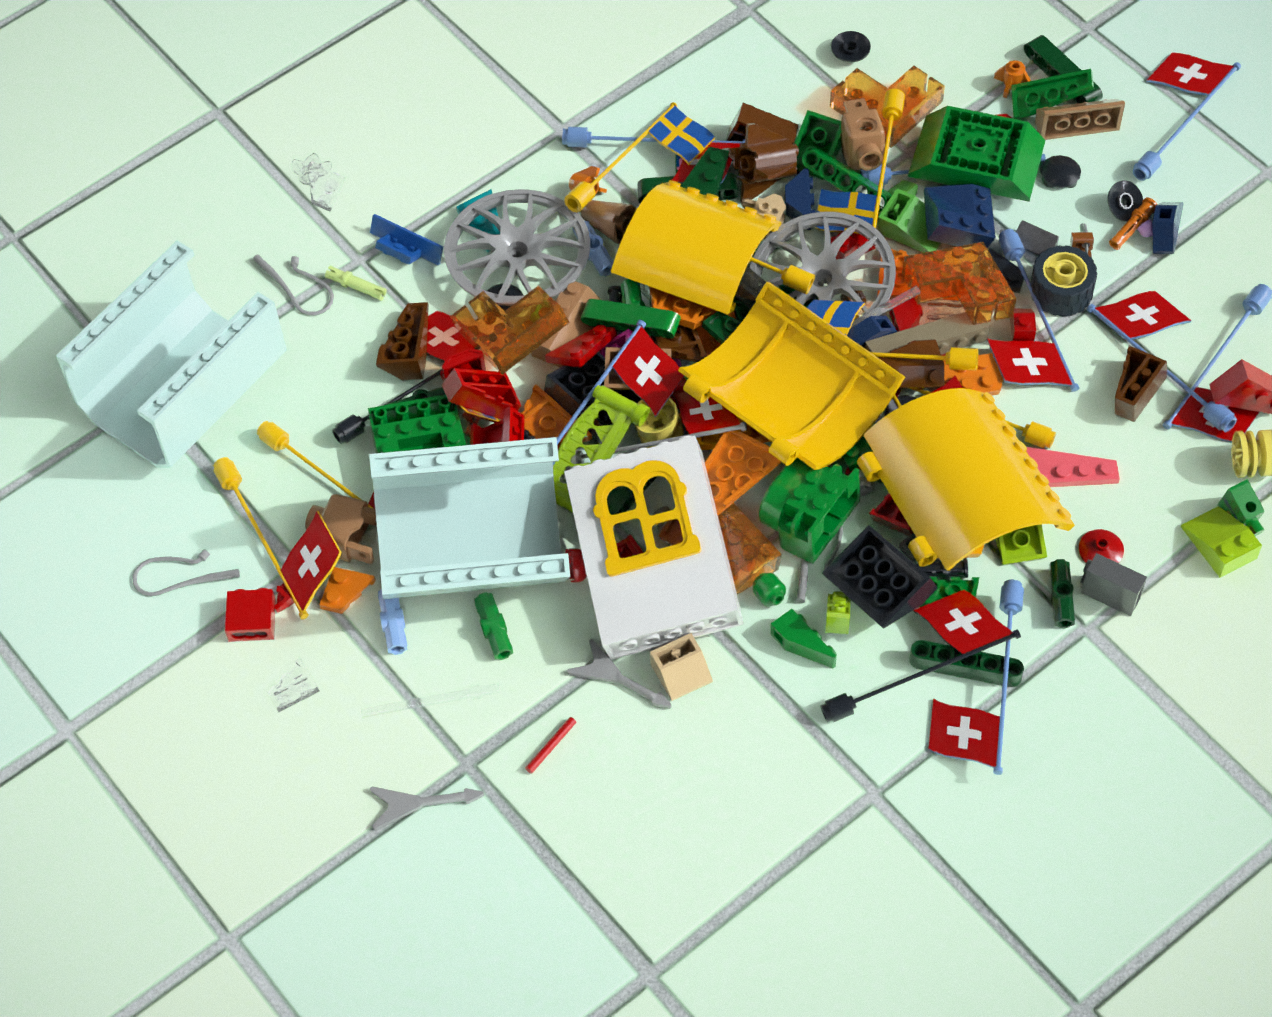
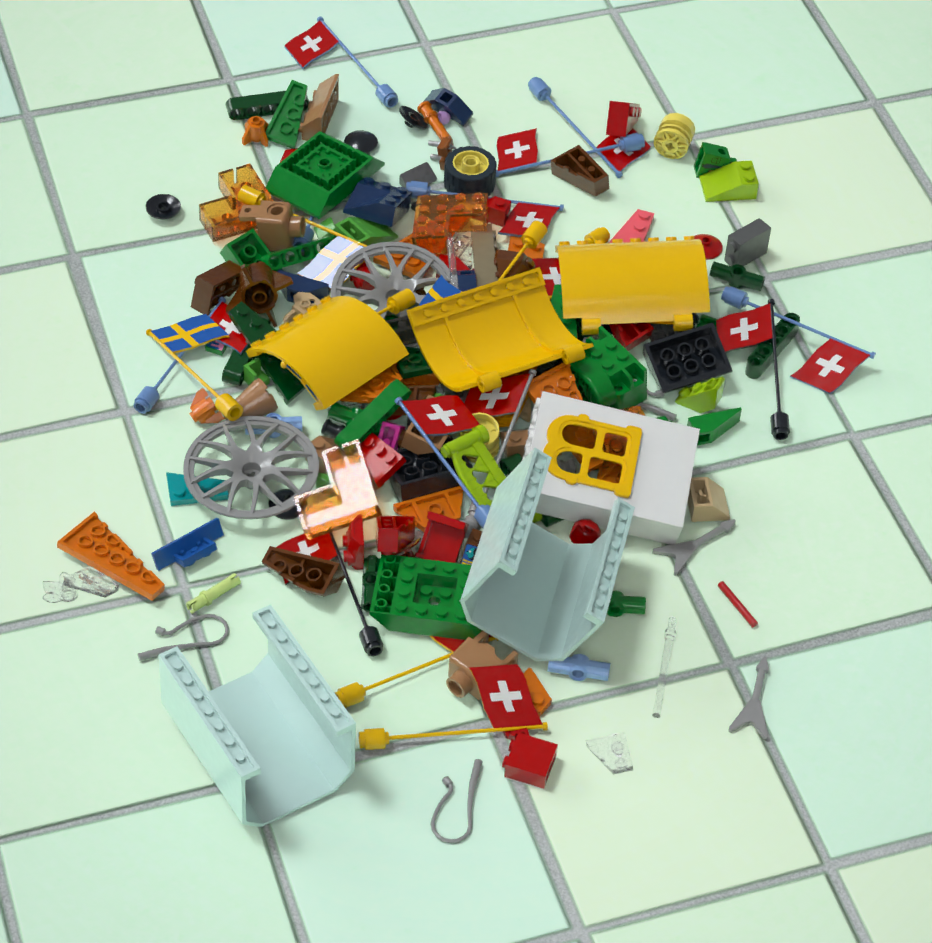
camera: 75 degrees left, 10 degrees down
(366, 181) = (107, 553): none -> orange wing

